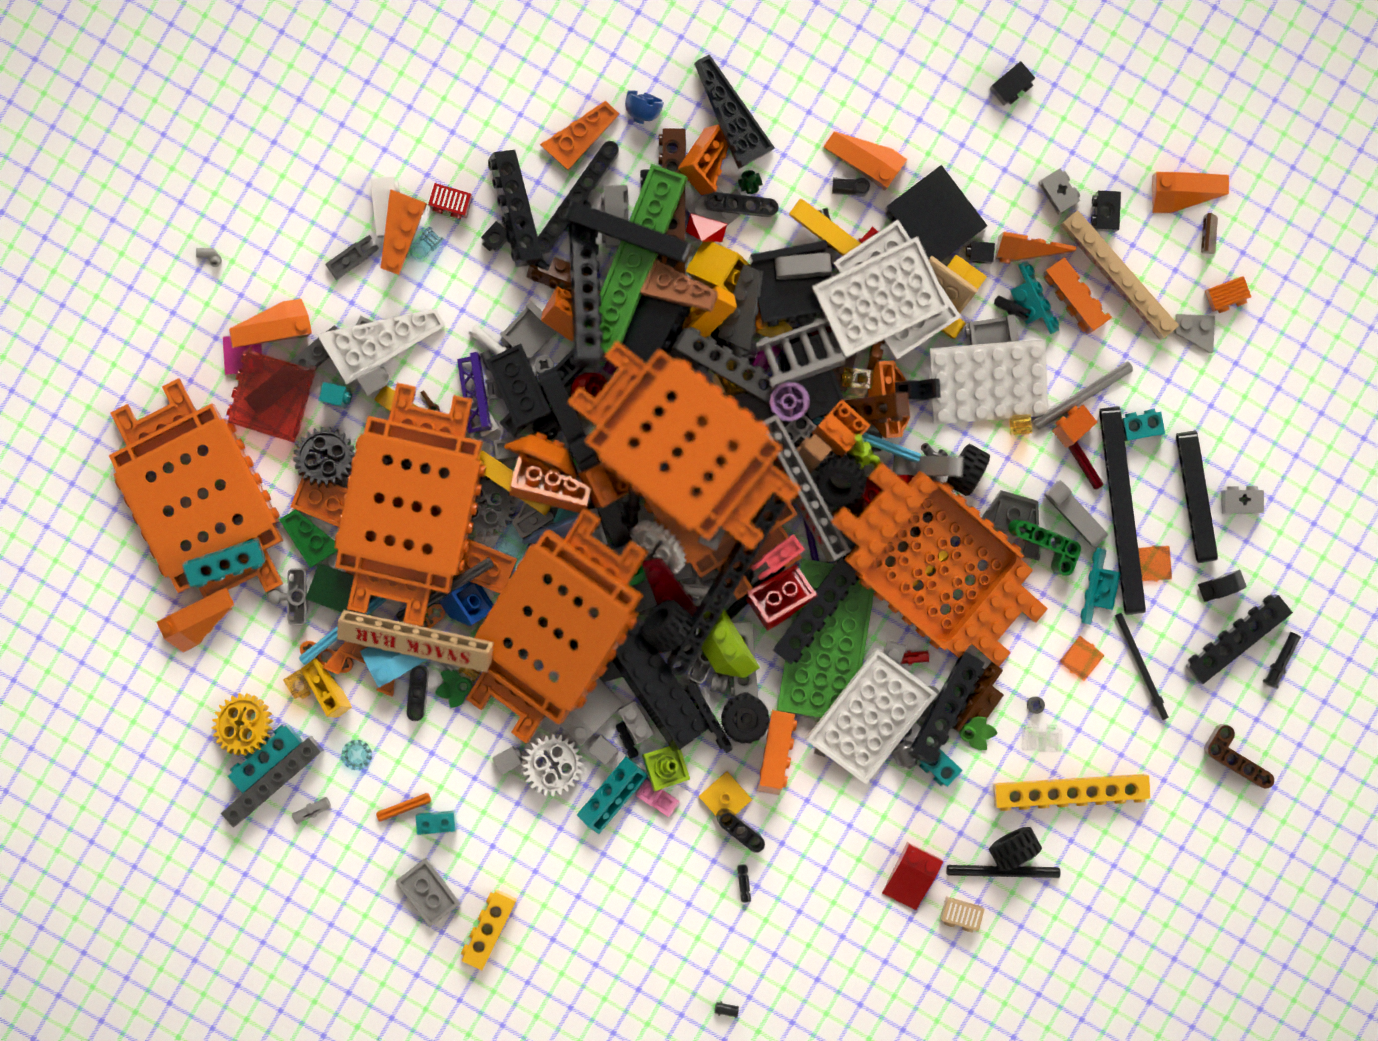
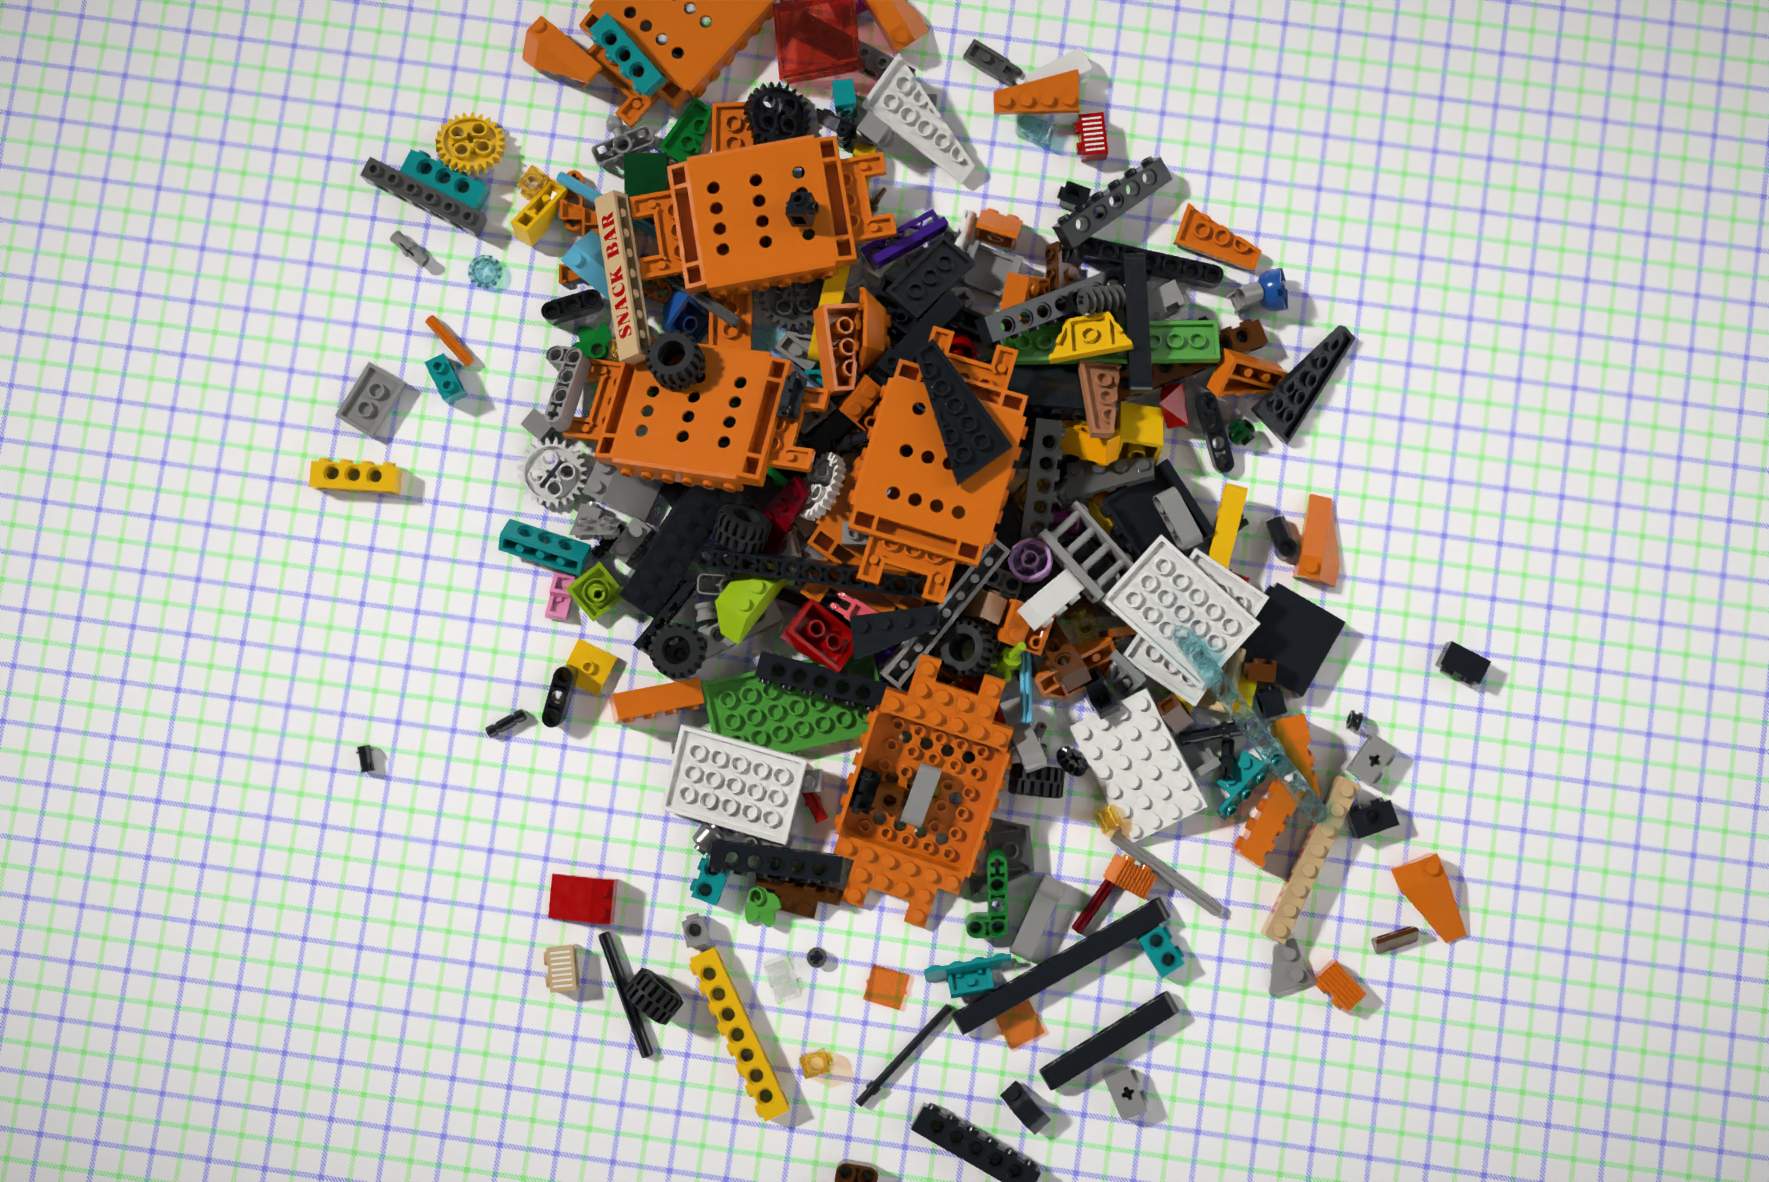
camera: 75 degrees right, 5 degrees down
(359, 403) = (844, 127): none -> black hinge
(423, 470) = (801, 209): none -> black brick
(492, 629) = (665, 349): none -> black tyre
(497, 310) = (998, 228): none -> orange slope
(507, 739) = (568, 387): none -> light grey beam
(578, 542) = (791, 396): none -> black hinge
(596, 253) = (1100, 299): none -> dark grey piece
(616, 746) = (586, 528): none -> light grey hinge
(625, 276) = (1089, 337): none -> yellow wing
(639, 131) = (1245, 297): none -> light grey piece
(662, 411) = (964, 424): none -> black wing
(799, 543) = (886, 629): none -> black wing
(830, 398) = (1051, 600): none -> white brick
(911, 363) = (1124, 675): none -> light grey wing
(920, 612) = (865, 791): none -> black hinge
(926, 594) = (880, 801): none -> reddish brown brick
(942, 568) = (920, 795): none -> light grey beam
(953, 251) = (1259, 670): none -> reddish brown brick
(959, 335) = (1174, 712): none -> reddish brown brick
(968, 434) = (1071, 761): none -> black gear
(983, 798) = (692, 940): none -> light grey brick
(989, 300) = (1223, 731): none -> black pin
(1003, 280) = (1258, 730): none -> clear light blue beam
(1022, 191) = (1354, 720): none -> black bush
(1123, 747) = (807, 1068): none -> clear yellow brick

